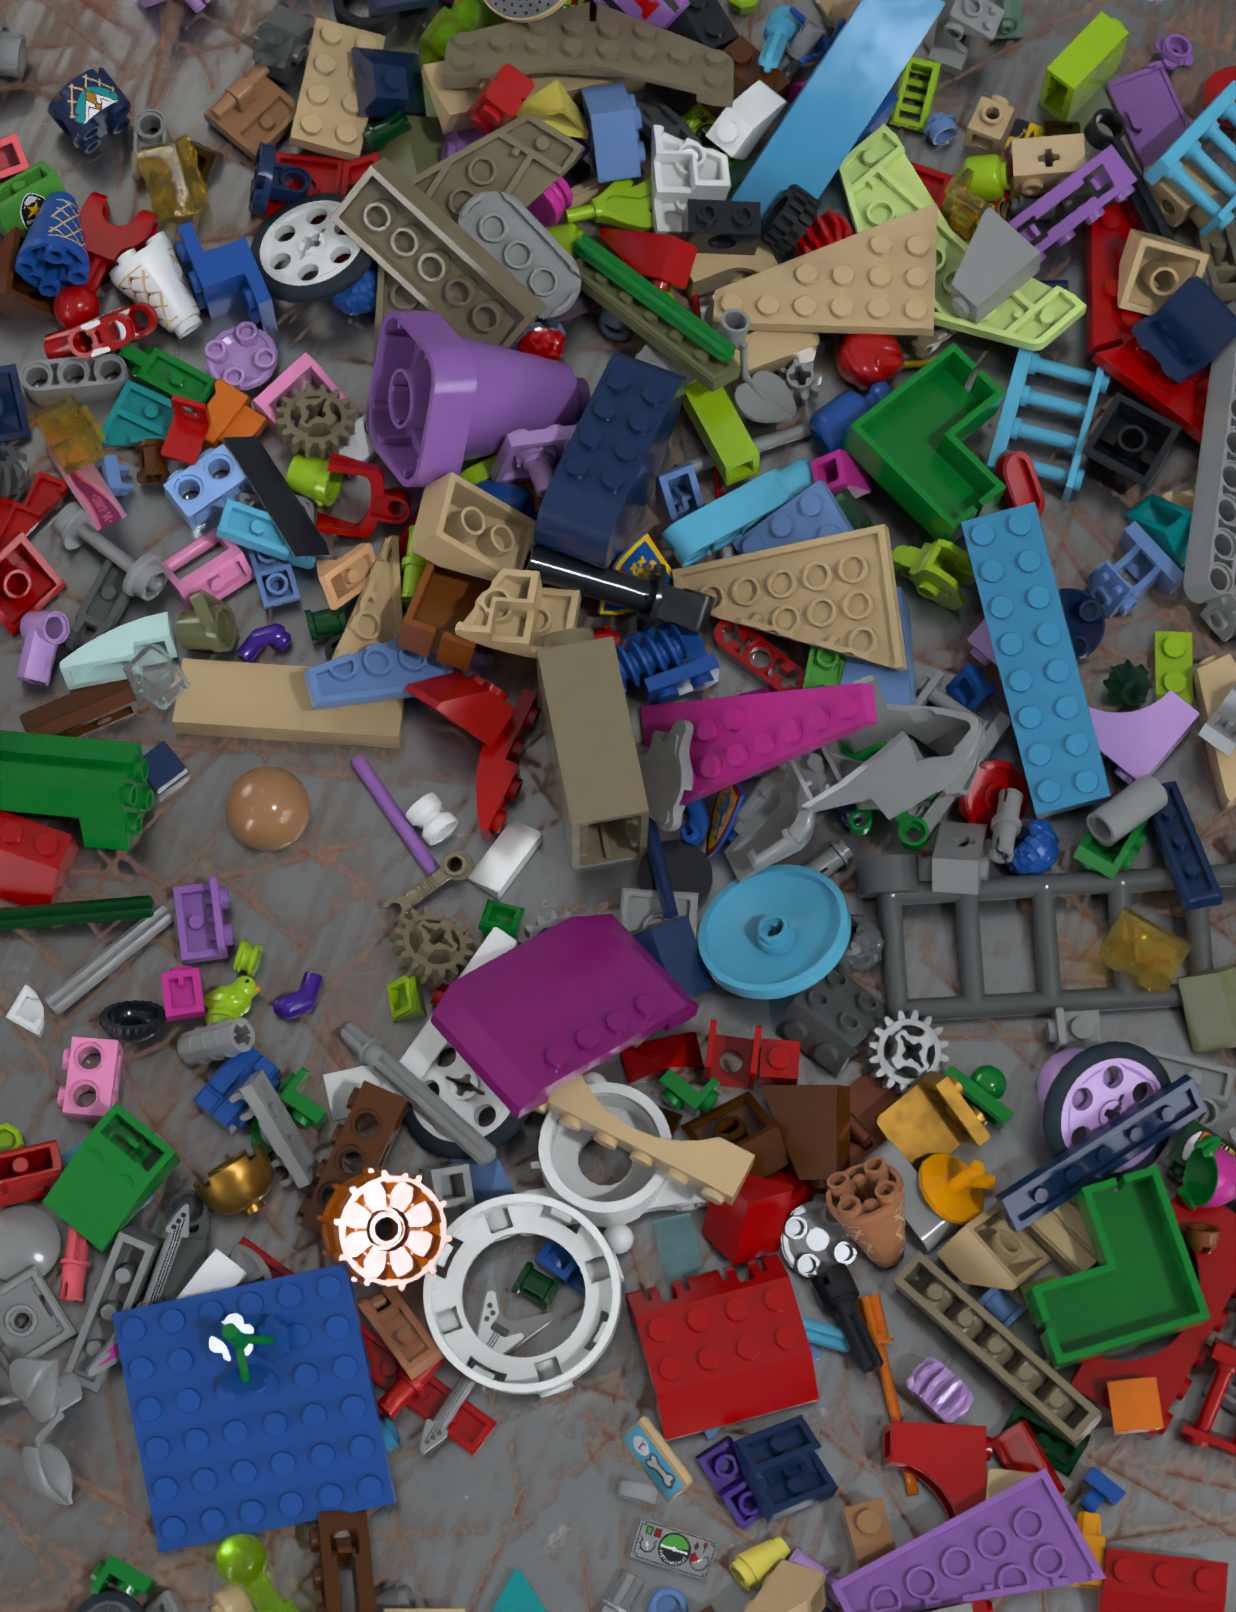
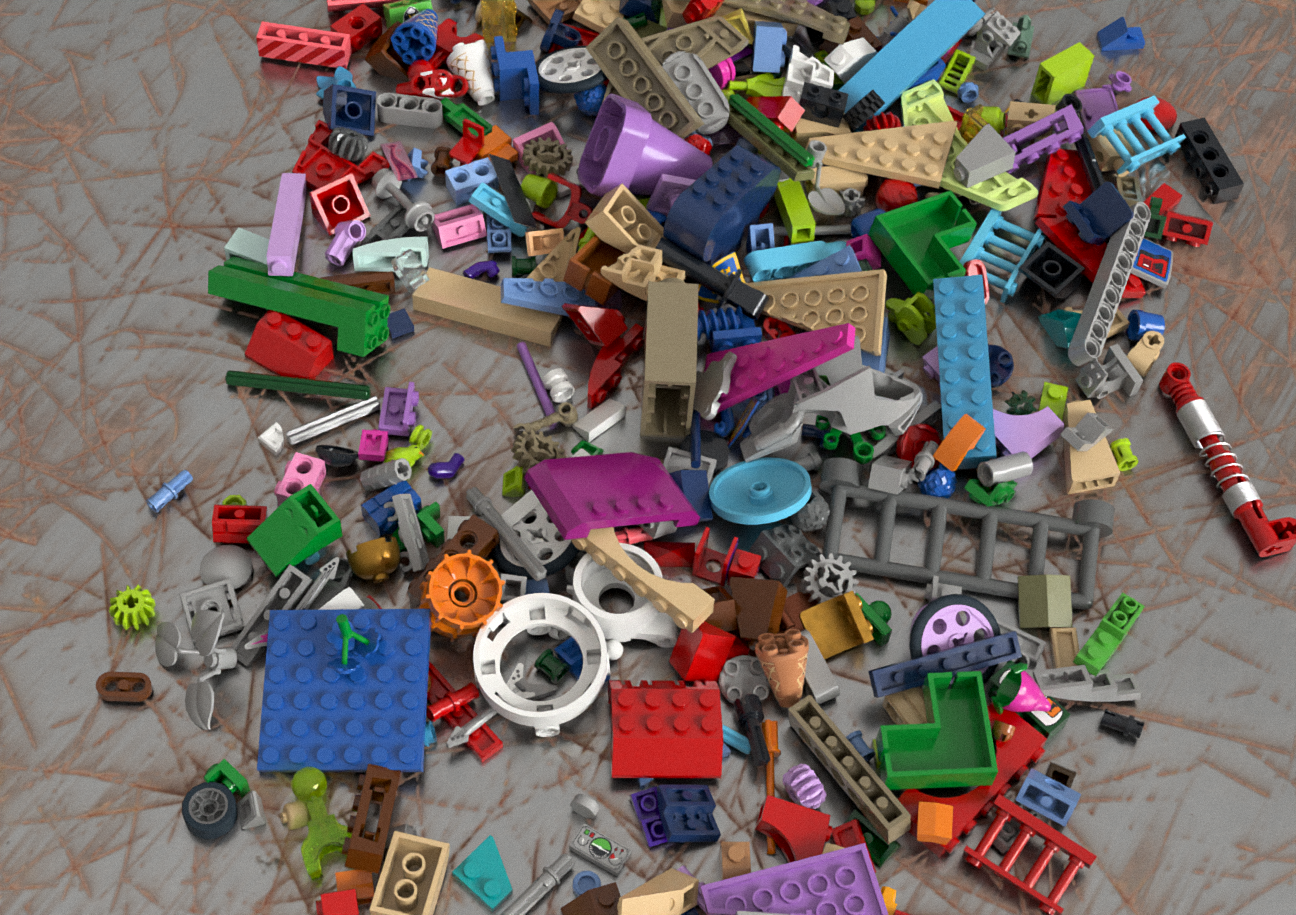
camera: 10 degrees right, 15 degrees down
(71, 433) = (398, 133): clear yellow brick -> none
(74, 1267) = (255, 587): coral axle -> none
(137, 416) = (438, 134): teal wing -> none
(208, 625) = (451, 251): olive piece -> none
(242, 356) = (513, 119): lavender dish -> none
(267, 808) = (457, 358): medium nougat piece -> none
(401, 1331) = (455, 669): nougat plate -> none
(657, 1459) = (604, 789): slope -> none
(678, 1248) = (651, 663): clear light blue tile -> none
(680, 1094) = (675, 572): green bracket -> none
(756, 1562) = (652, 867): light yellow cone -> none
(778, 31) = (879, 21): medium azure piece -> none
(953, 1187) = (843, 668): light orange shield -> none
(971, 687) = (924, 384): blue tile -> none
(989, 124) = (1001, 91): tan brick -> none
(992, 1253) = (856, 709): tan slope -> none
(1053, 790) = (958, 442): none -> orange slope
(1101, 1489) = (900, 876): blue tile -> none
(1143, 950) = (999, 551): clear yellow bracket -> none
(1146, 566) = (1044, 341): medium blue tile -> none
(1154, 270) = (1083, 179): tan slope -> none
(1184, 853) = (1037, 503): dark blue tile -> none

